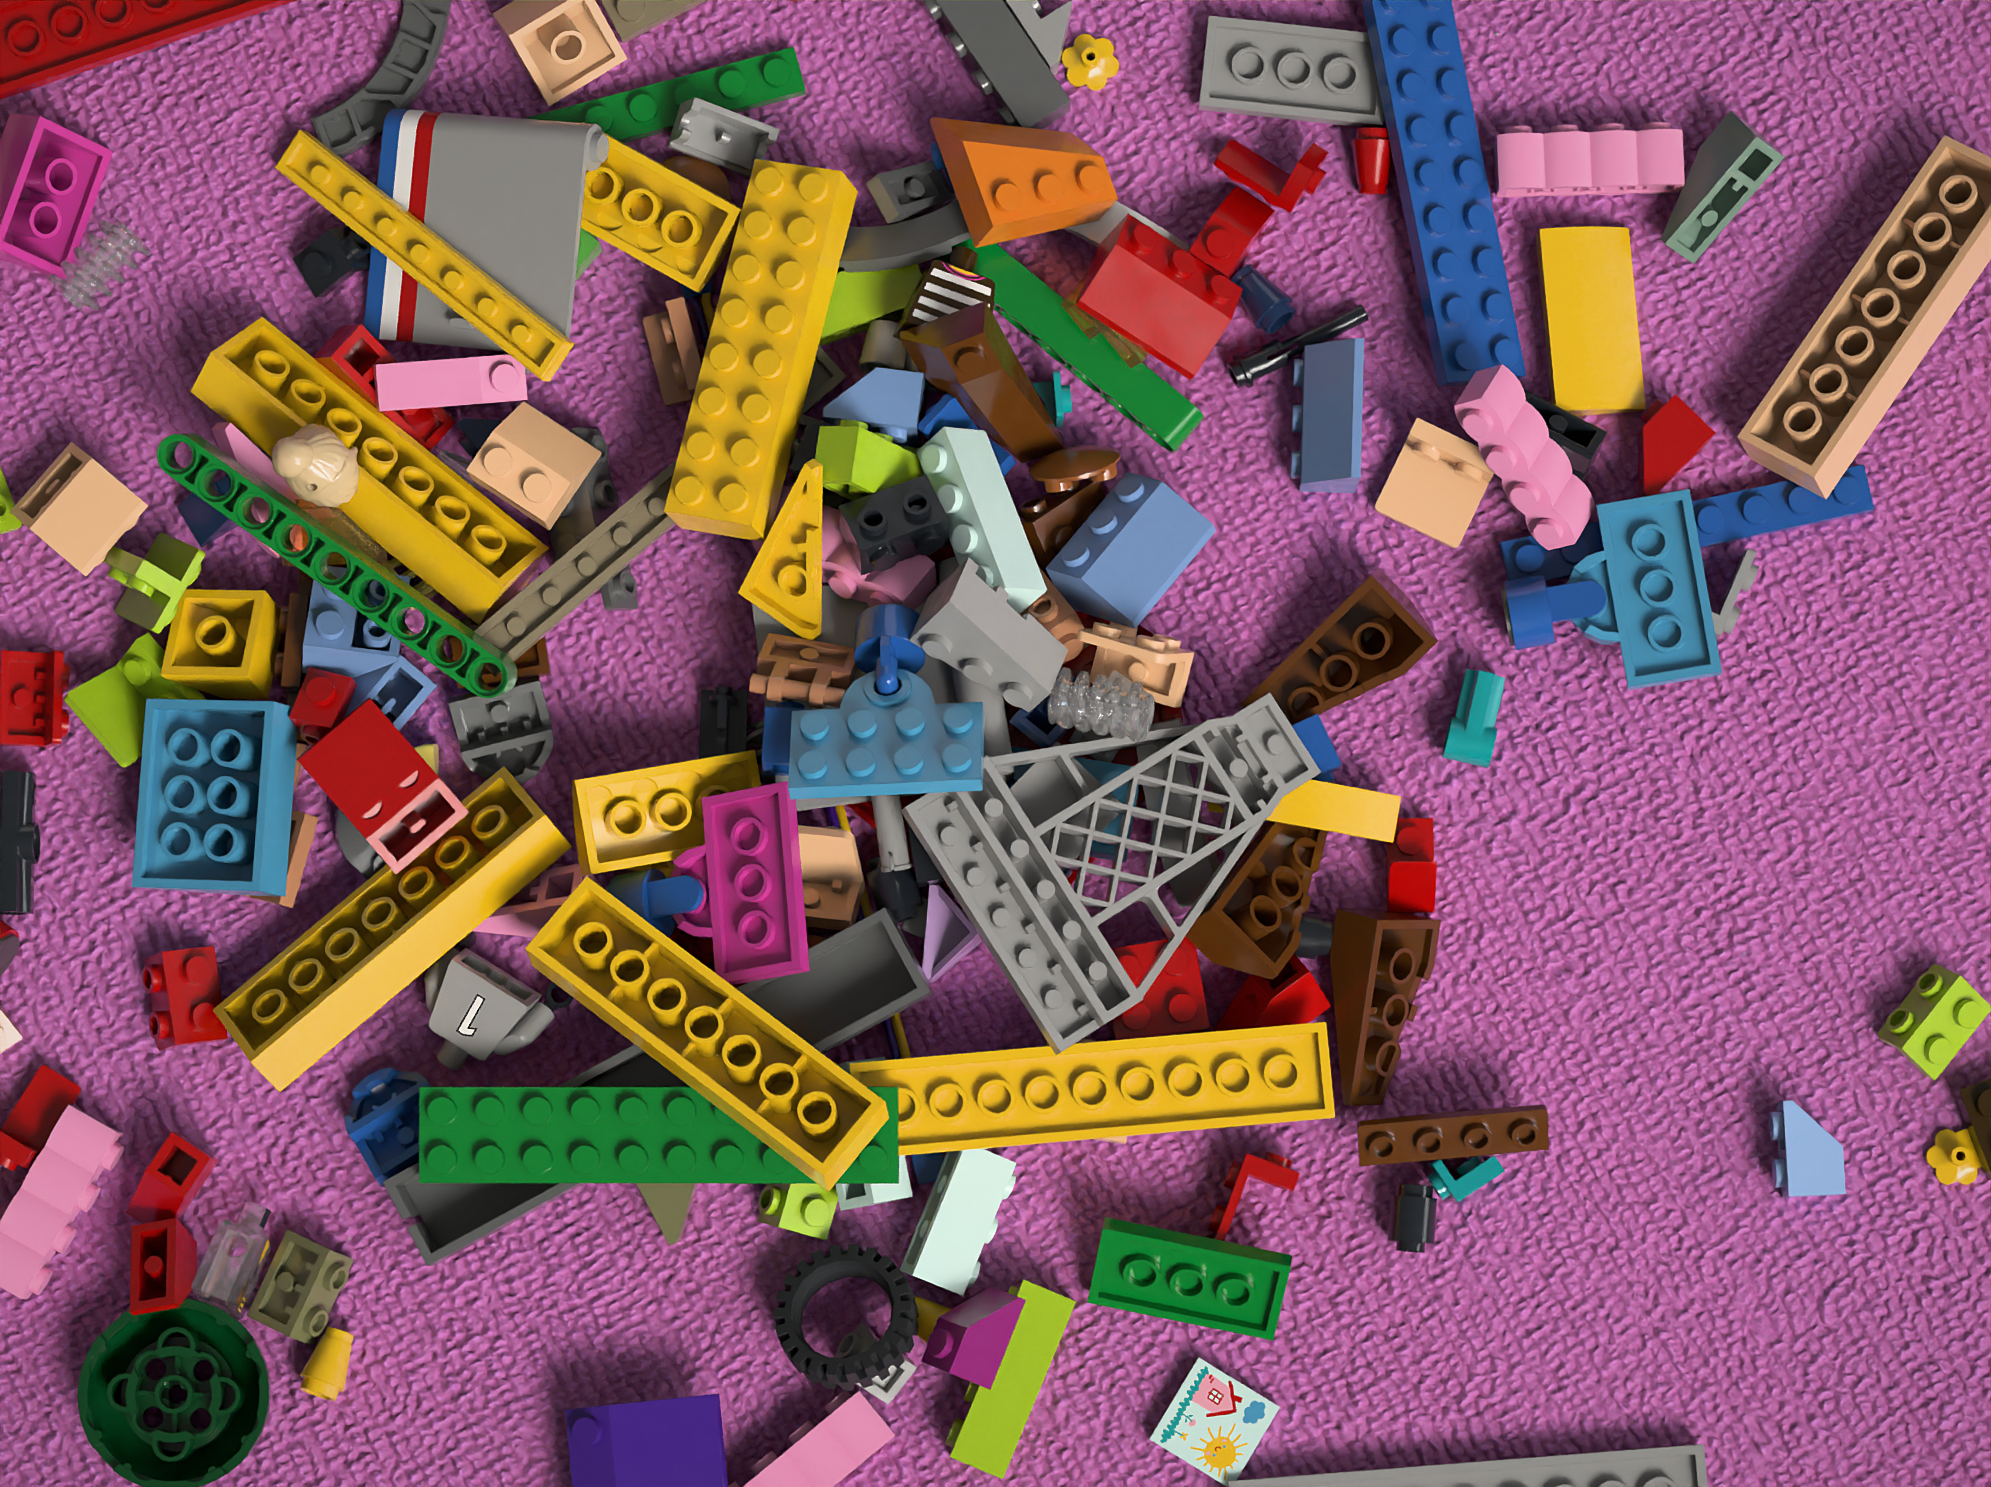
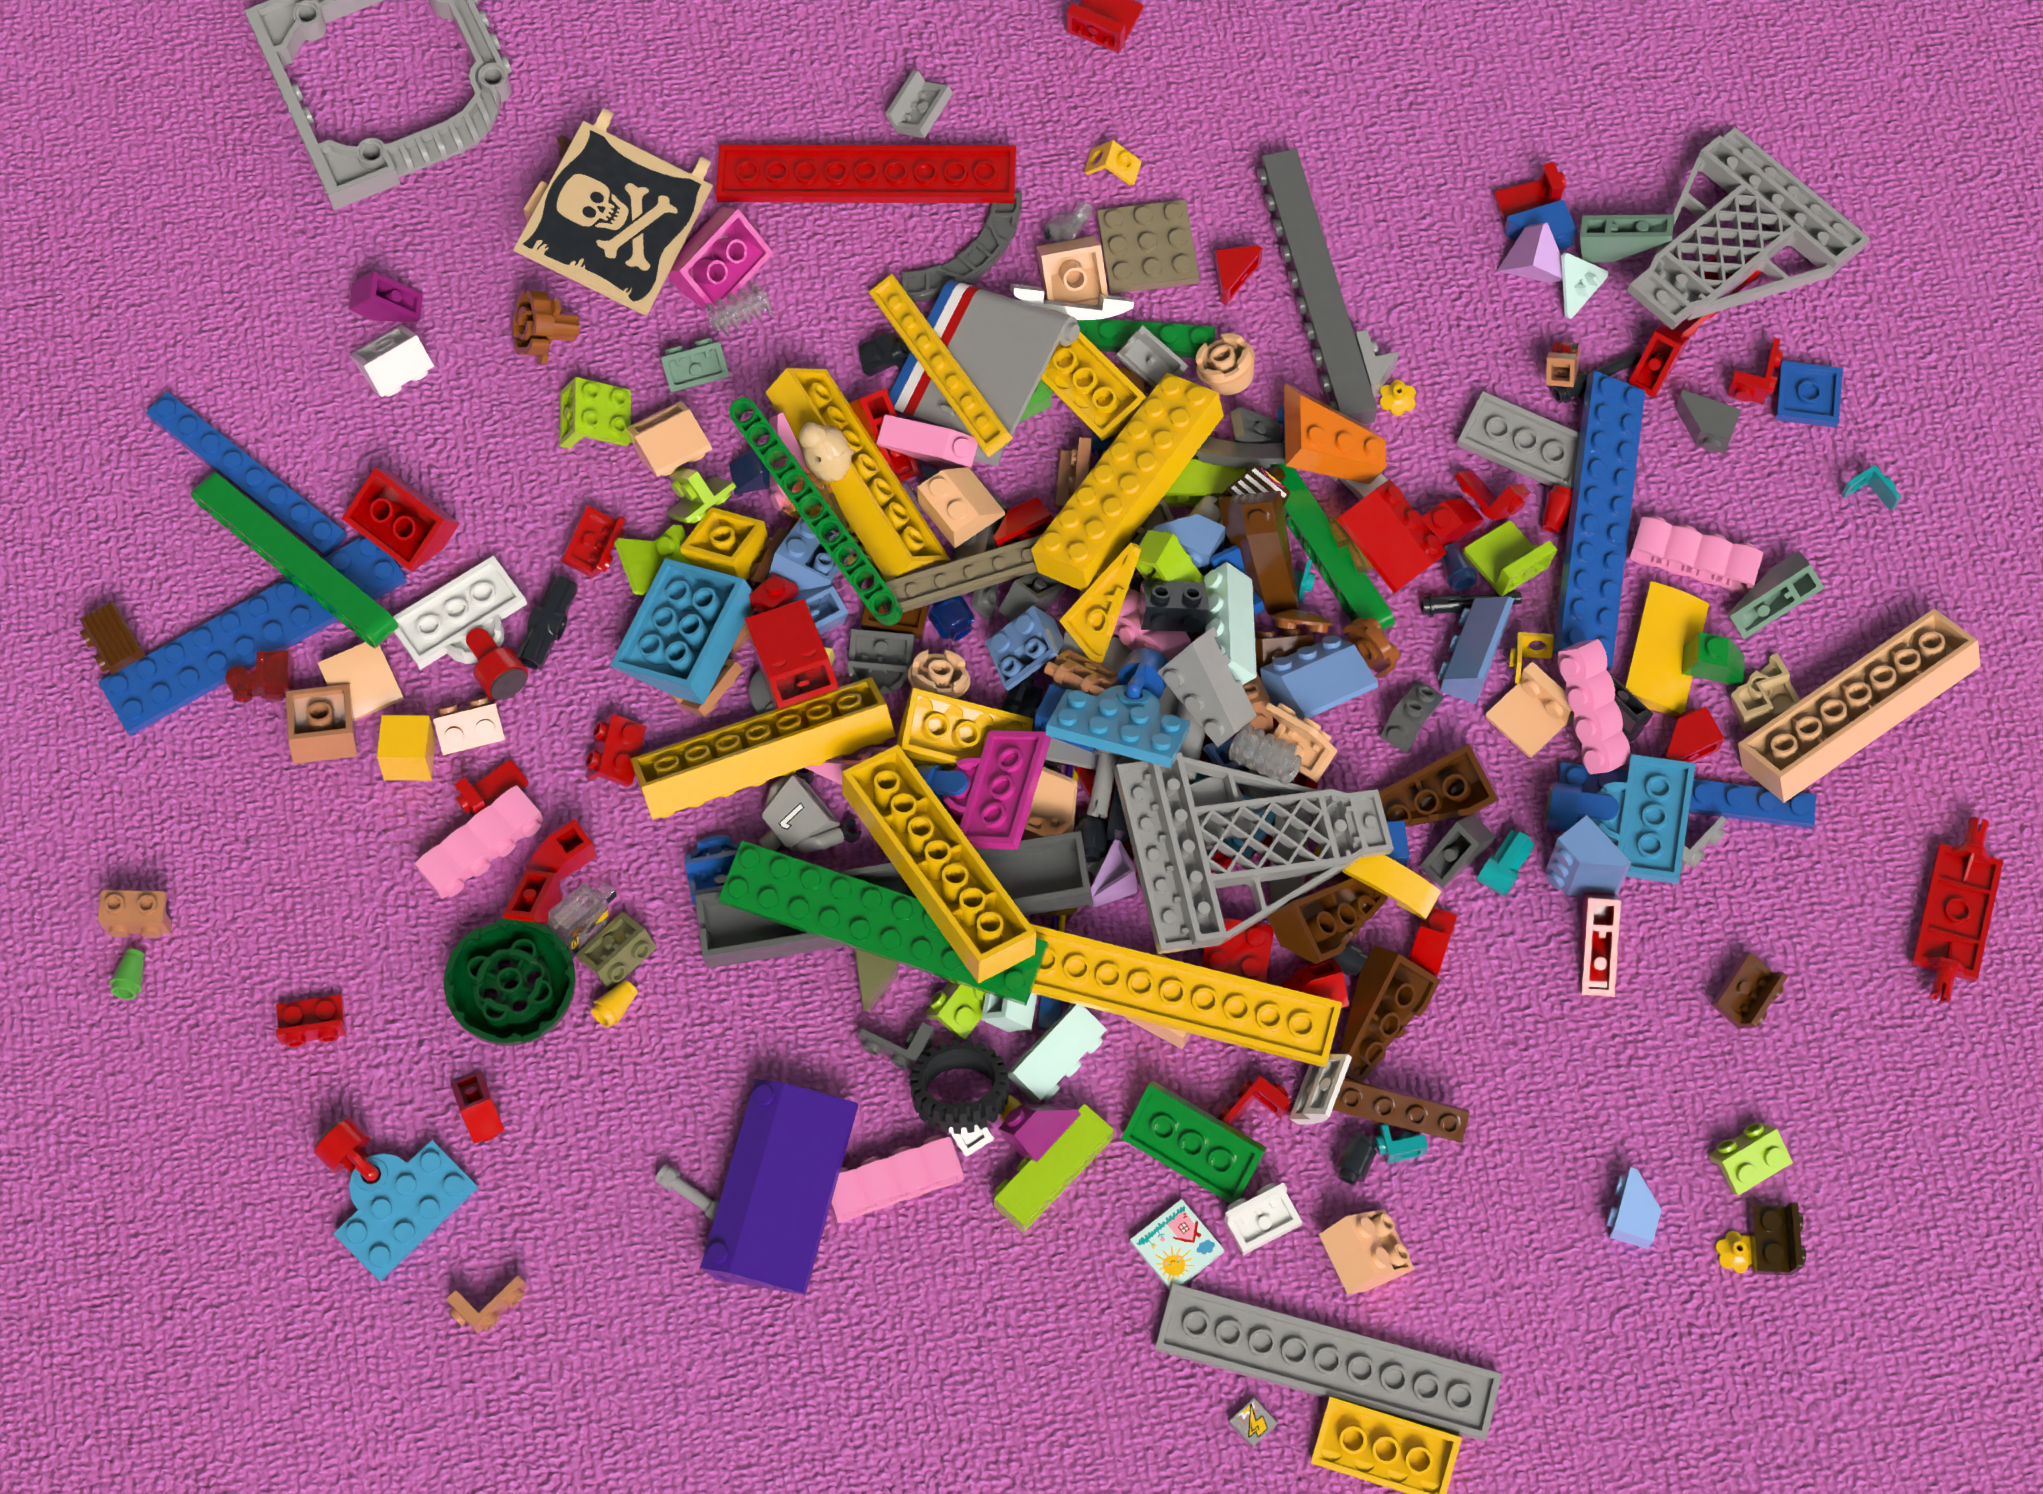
camera: 20 degrees right, 15 degrees down
(67, 373) = (694, 366): none -> sand green bracket
(584, 635) = (952, 618): none -> clear blue head
(599, 734) = (939, 674): none -> light nougat cone
(630, 72) = (1107, 304): none -> white slope
(633, 459) = (1023, 523): none -> red slope
(680, 568) = (1029, 591): none -> dark grey slope
(706, 649) = (1024, 646): none -> medium blue slope
(763, 1271) = (917, 1044): none -> dark grey bracket
(832, 105) = (1226, 364): none -> light nougat cone
(1184, 471) = (1373, 645): none -> dark orange plate
(1273, 546) = (1410, 716): none -> dark grey bracket
(1316, 1347) = (1261, 1218): none -> white bracket
(1327, 260) = (1508, 557): none -> lime bracket
(1336, 1148) = (1320, 1090): none -> white slope
(1394, 390) = (1523, 650): none -> yellow bracket
(1403, 725) = (1457, 850): none -> dark grey slope
(1469, 1340) = (1366, 1250): none -> light nougat slope
(1587, 691) = (1586, 861): none -> medium blue slope
(1638, 788) = (1599, 943): none -> slope
(1663, 316) = (1713, 659): none -> green slope
(1750, 340) = (1764, 695): none -> tan slope
(1862, 788) = (1748, 992): none -> reddish brown bracket

